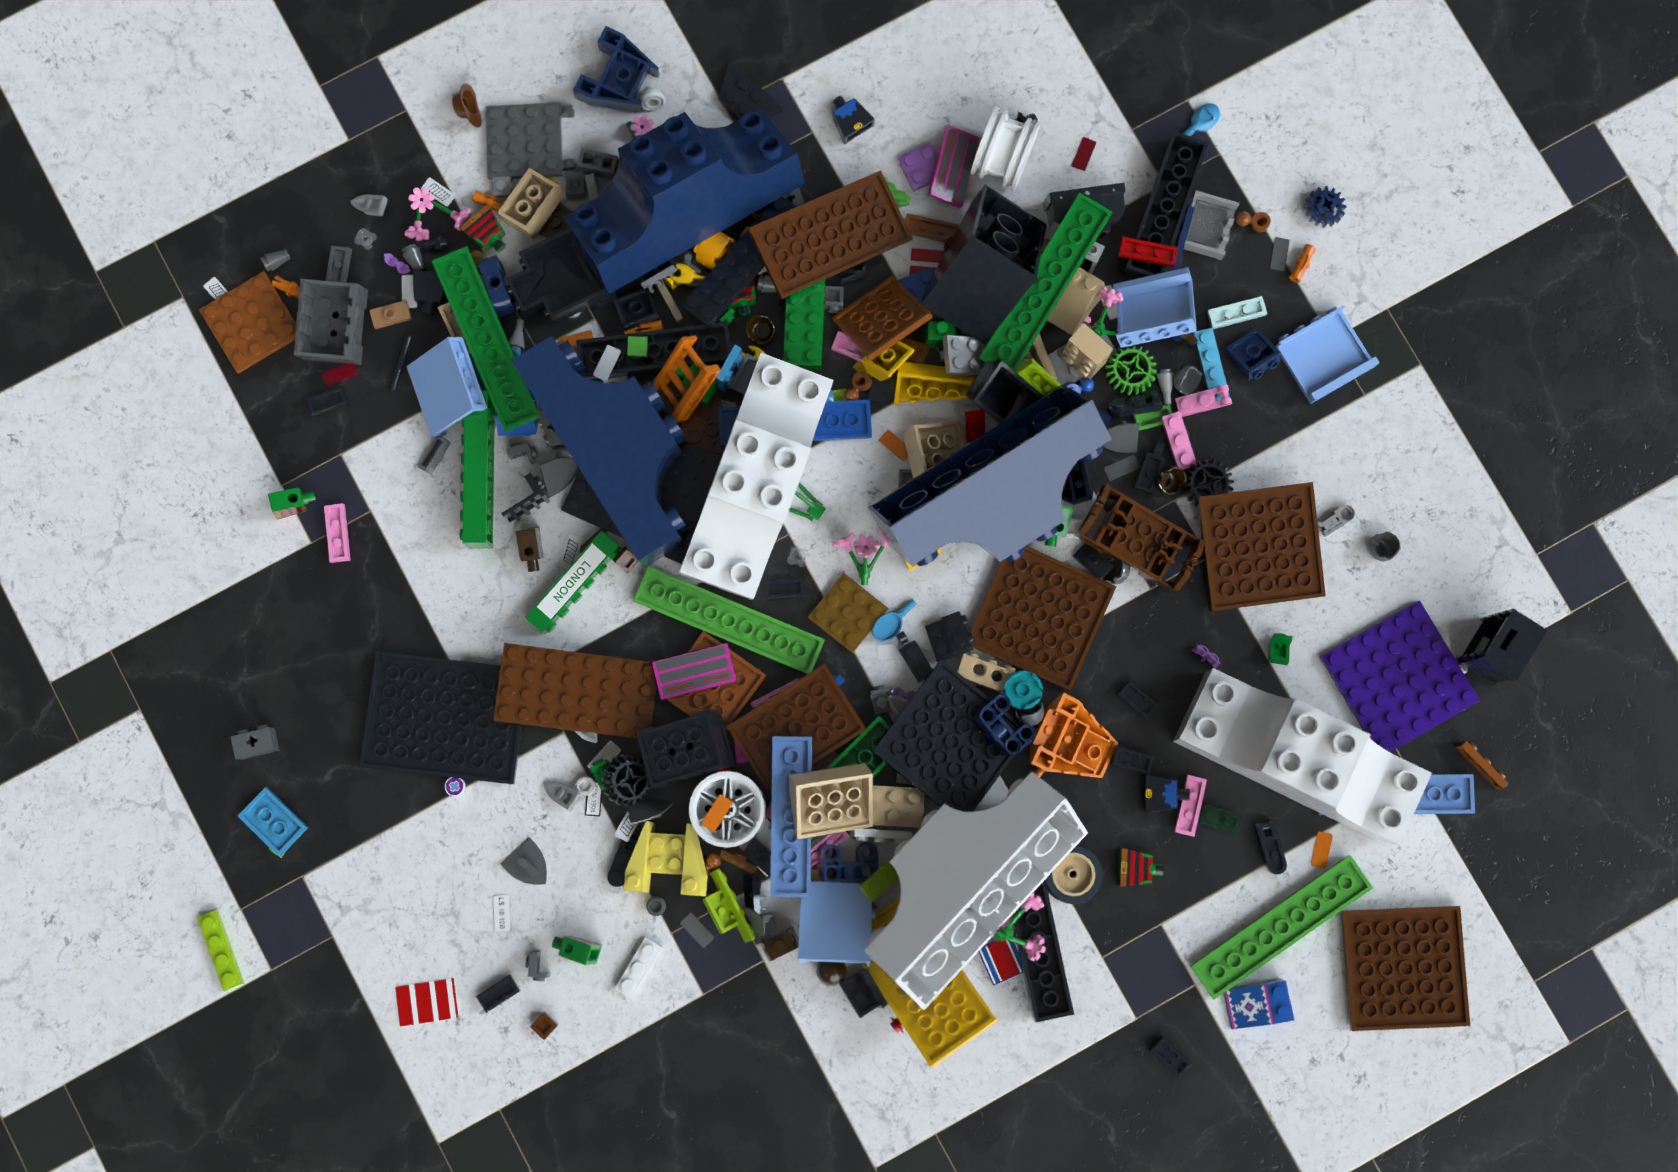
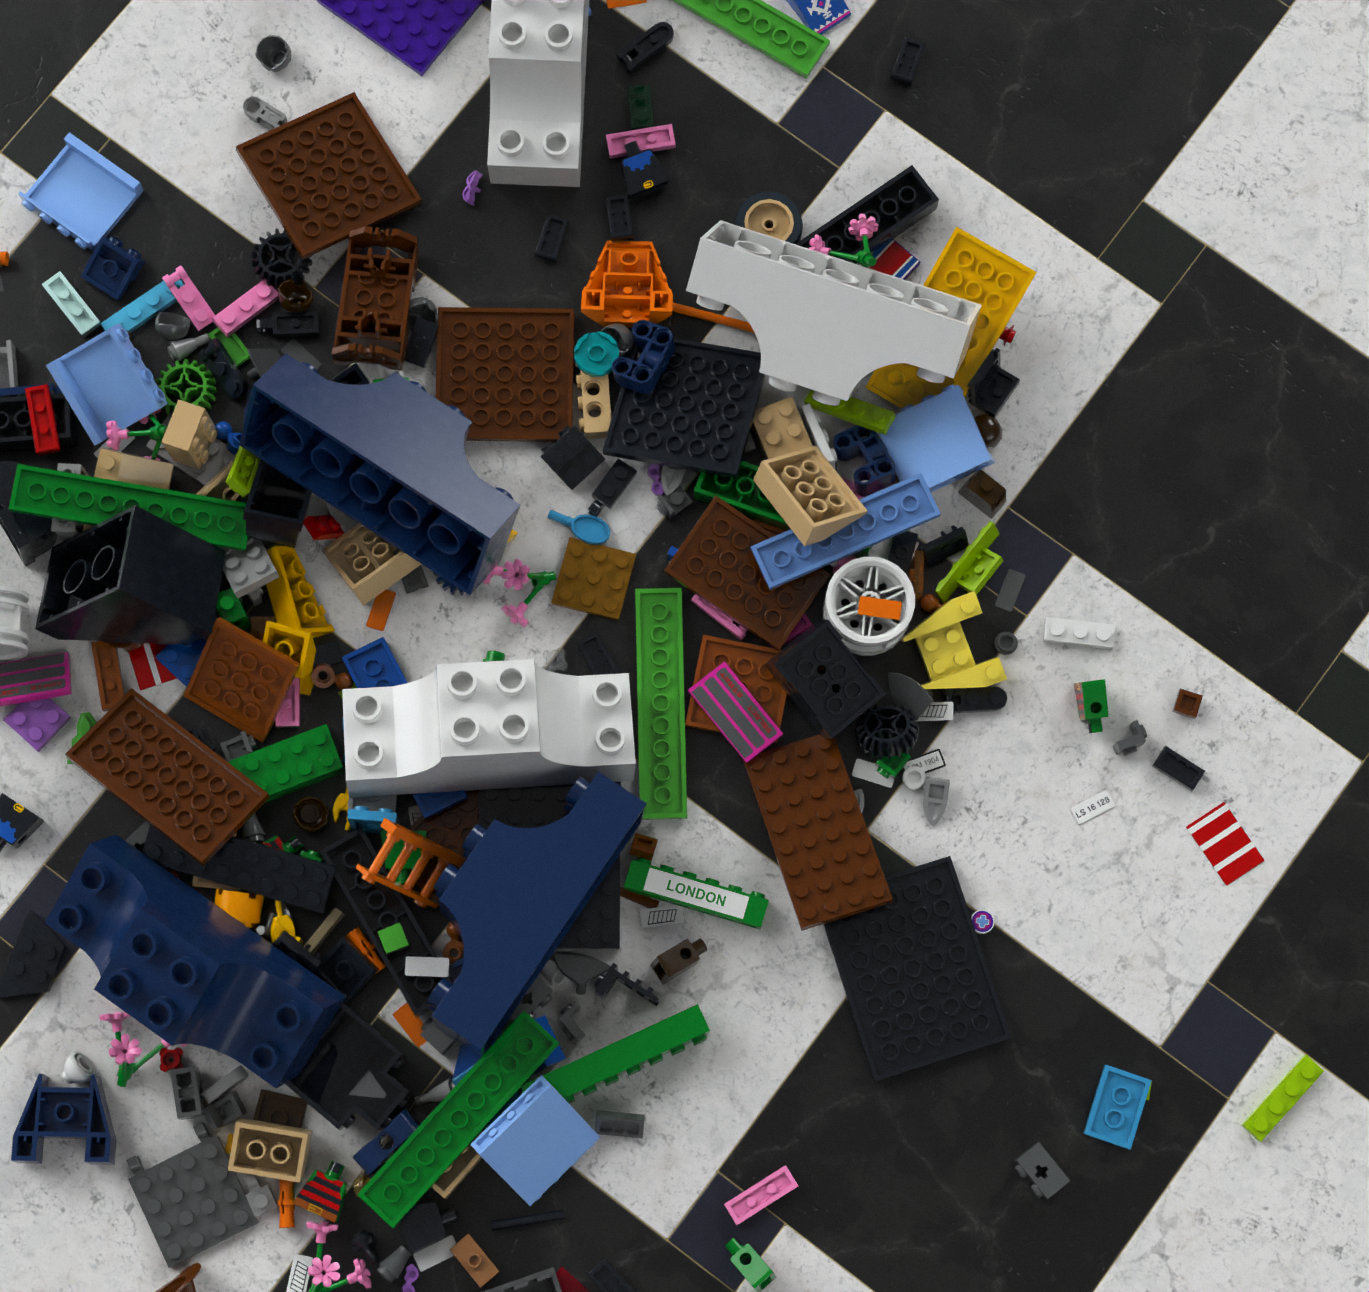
camera: 115 degrees left, 5 degrees down
(527, 864) = (1027, 803): dark grey shield -> none
(757, 923) = (972, 524): dark grey shield -> none
(1136, 868) = (732, 168): torso -> none
(1279, 649) = (433, 116): green bracket -> none

